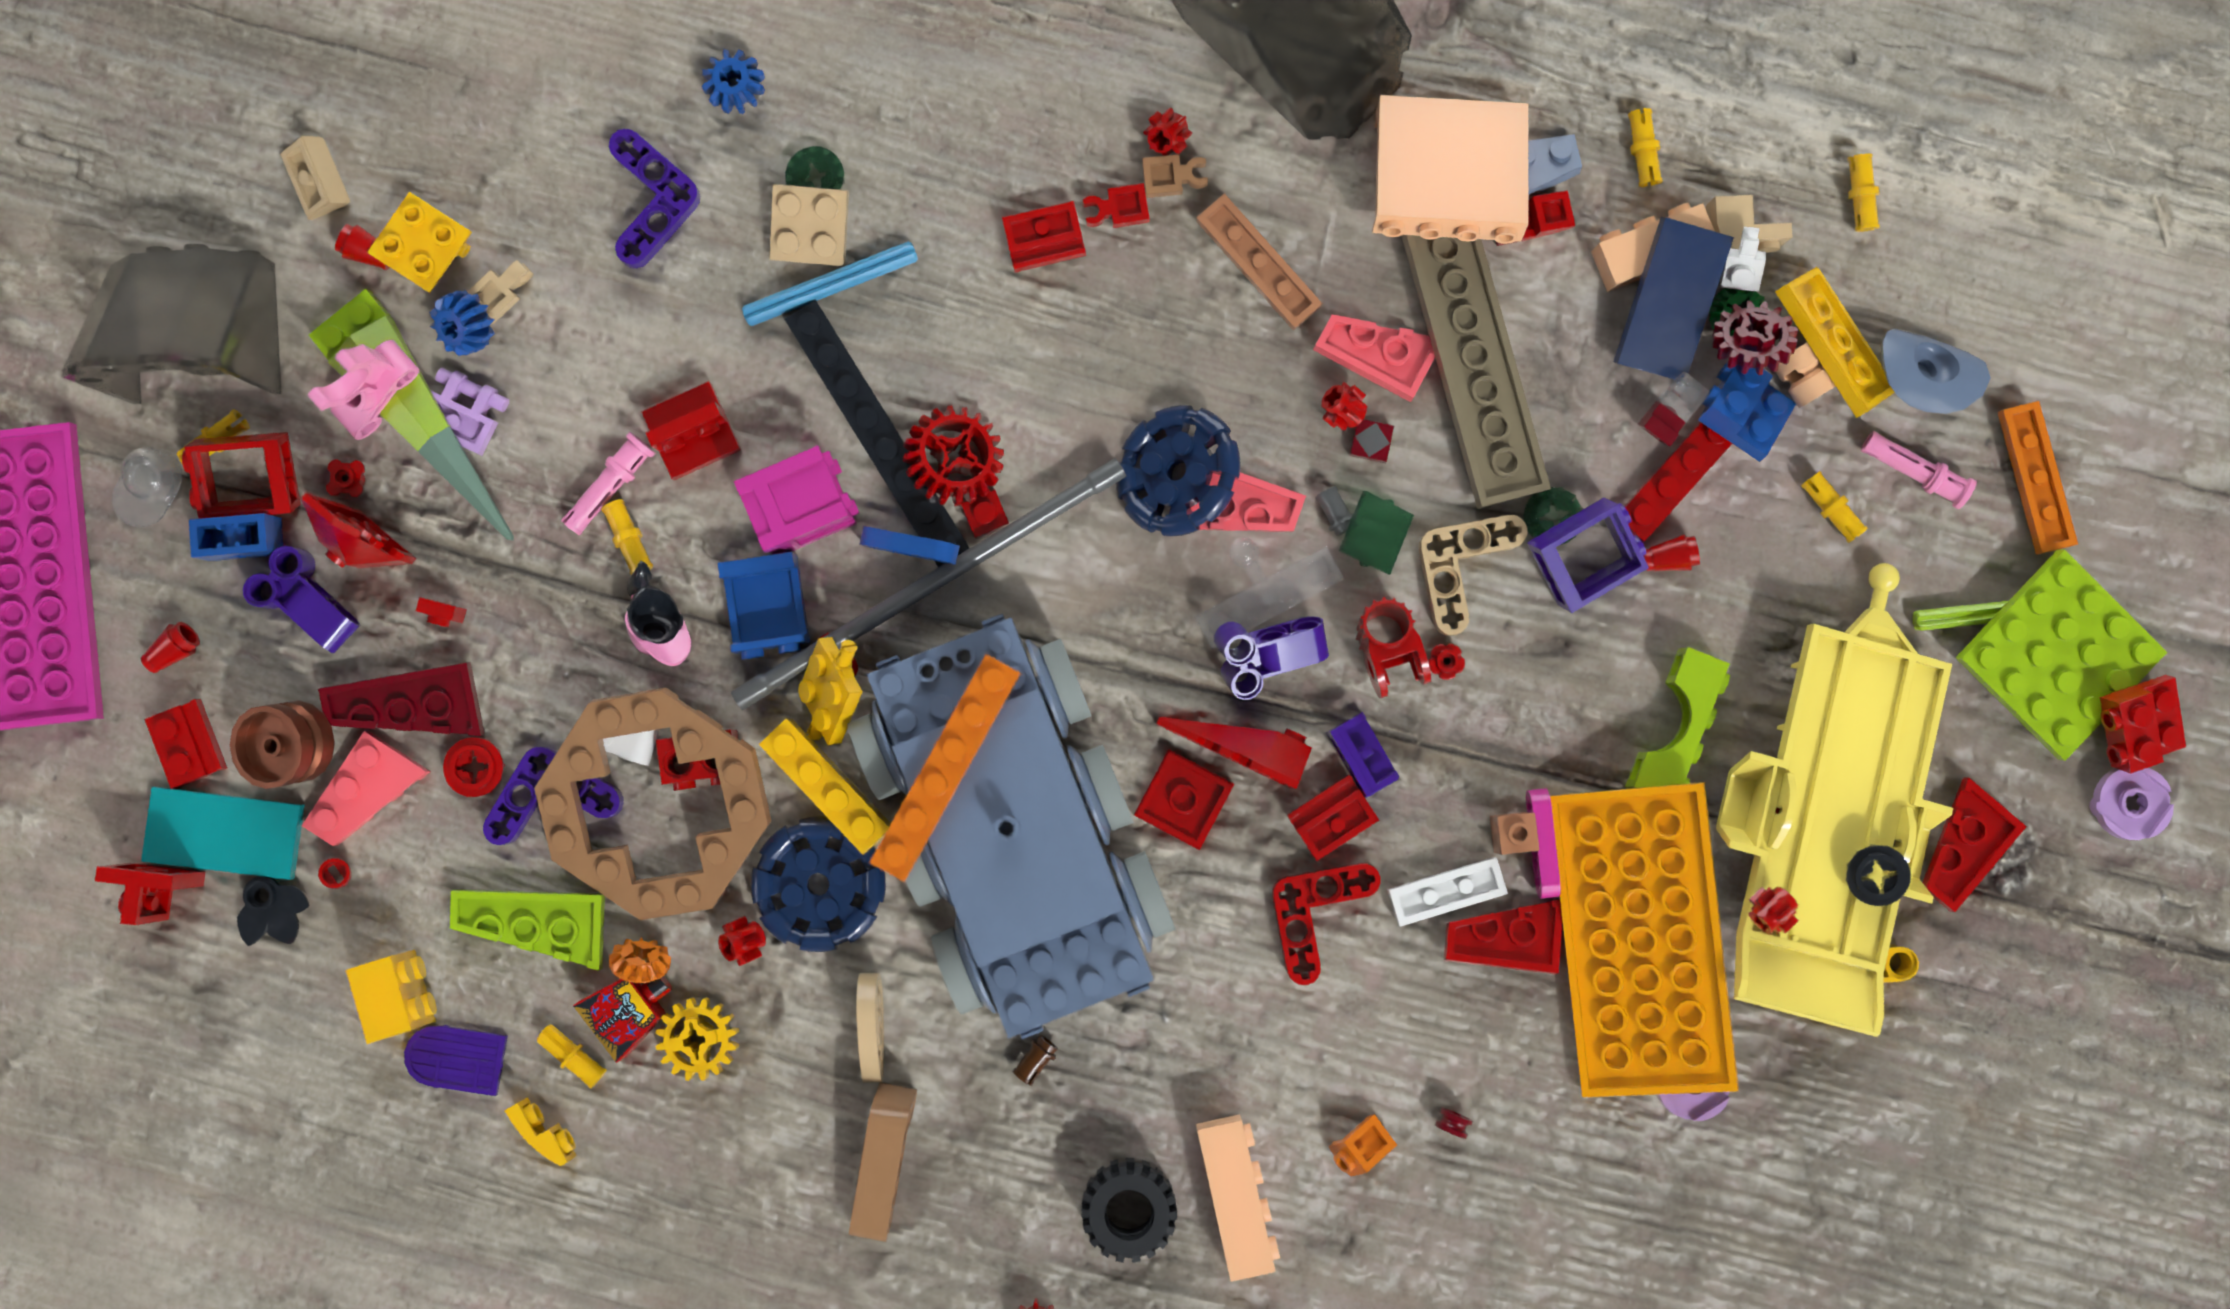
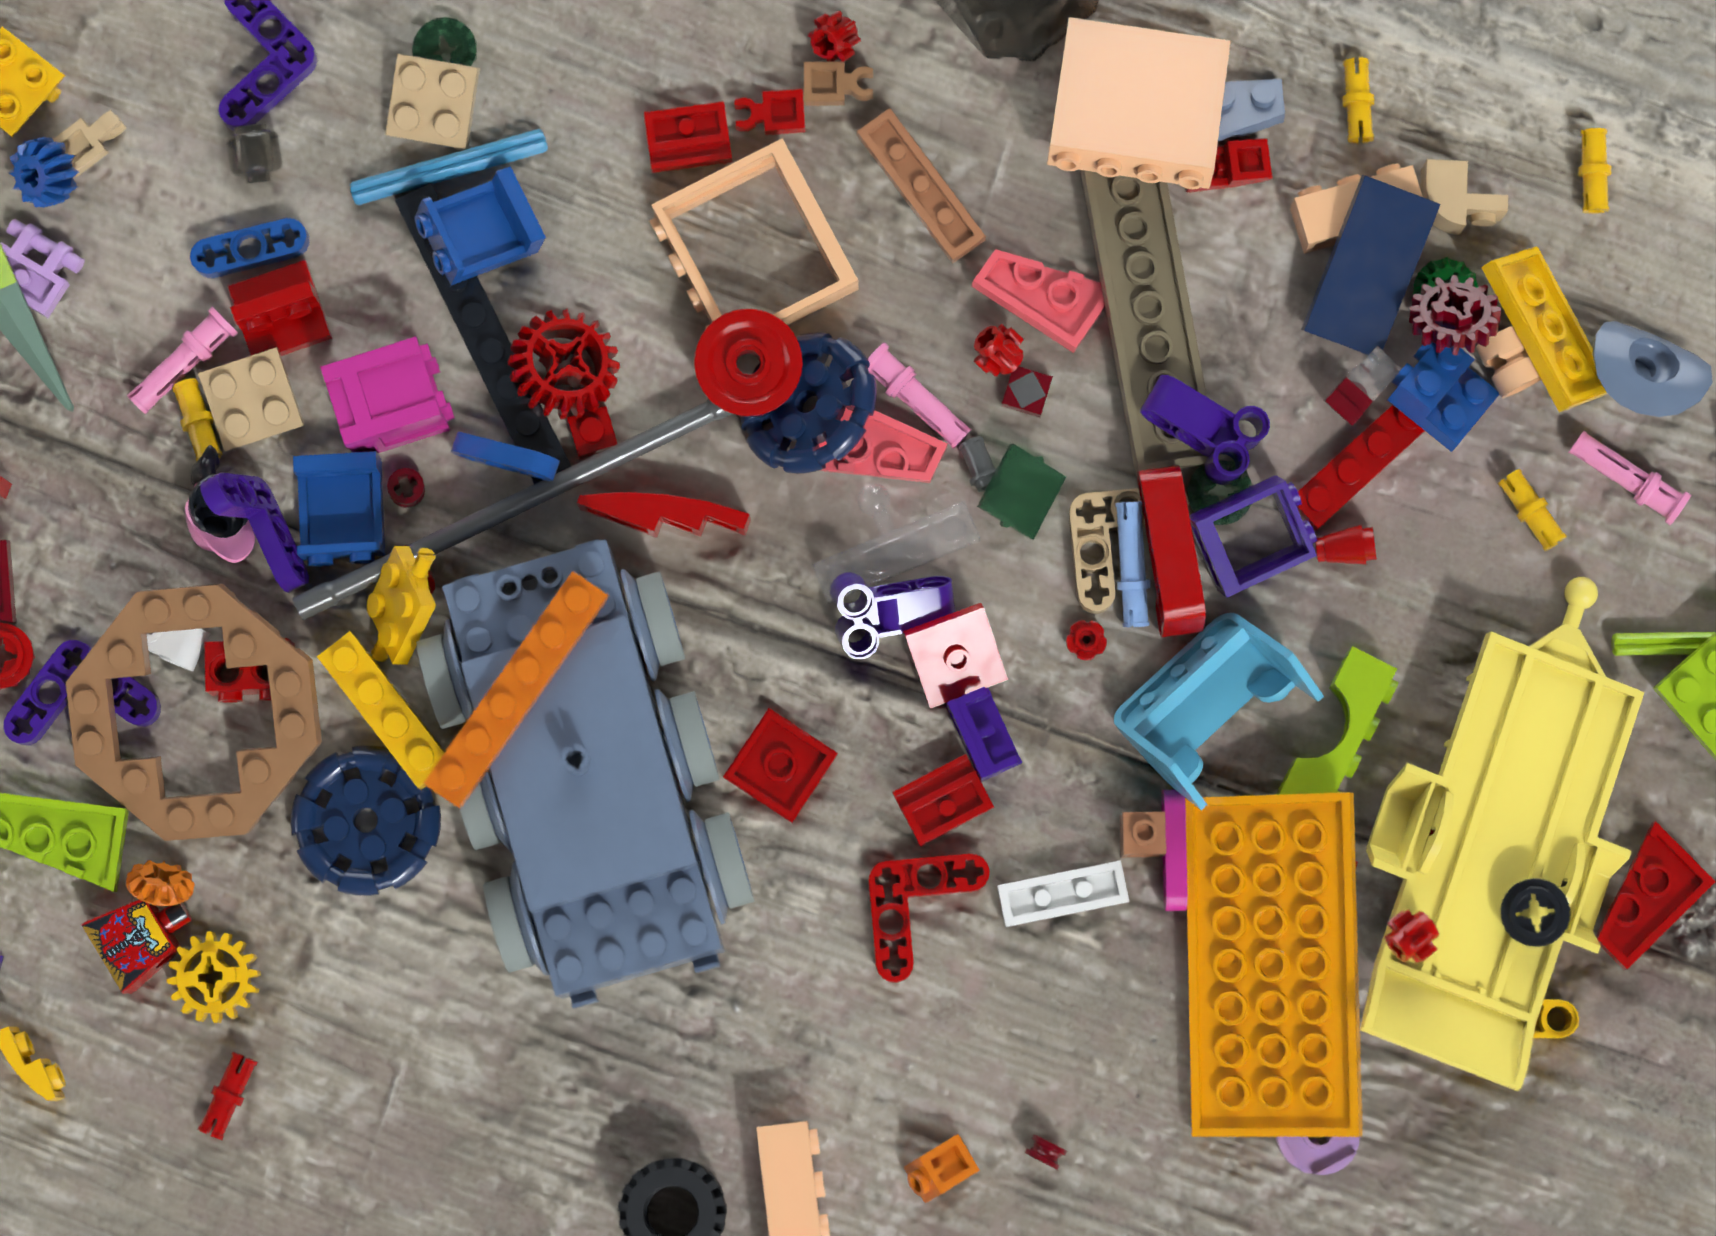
camera: 10 degrees right, 5 degrees down
(571, 1055) = (72, 984): yellow axle -> none
(635, 392) = (235, 238): none -> blue beam
(652, 287) = (254, 152): none -> clear smoke head
(674, 513) = (251, 399): none -> tan plate
(686, 605) = (252, 499): none -> dark purple beam
(721, 1142) = (227, 1095): none -> red pin
(742, 941) = (275, 873): red gear -> none
(810, 578) = (418, 490): none -> dark red bush
(864, 337) = (480, 228): none -> blue panel
(870, 1026) = (406, 980): tan piece -> none
(882, 1161) = (402, 1133): medium nougat beam -> none
(1035, 1060) = (586, 1037): reddish brown pin -> none
(1042, 582) = (649, 510): none -> red slope
(1126, 413) = (754, 334): none -> red gear
(1130, 248) = (771, 156): none -> light nougat window
(1260, 445) = (901, 383): none -> bright pink pin
(1262, 751) = (866, 716): red wedge -> none
(1332, 687) = (955, 655): none -> plate
(1383, 656) = (1039, 615): red piece -> none
(1482, 590) = (1132, 564): none -> light blue pin
(1509, 939) = (1126, 954): red wing -> none
(1519, 575) = (1172, 551): none -> red beam
(1539, 460) = (1205, 425): none -> dark purple piece
(1554, 697) = (1203, 691): none -> medium azure windscreen
(1744, 265) = (1451, 236): white plate -> none

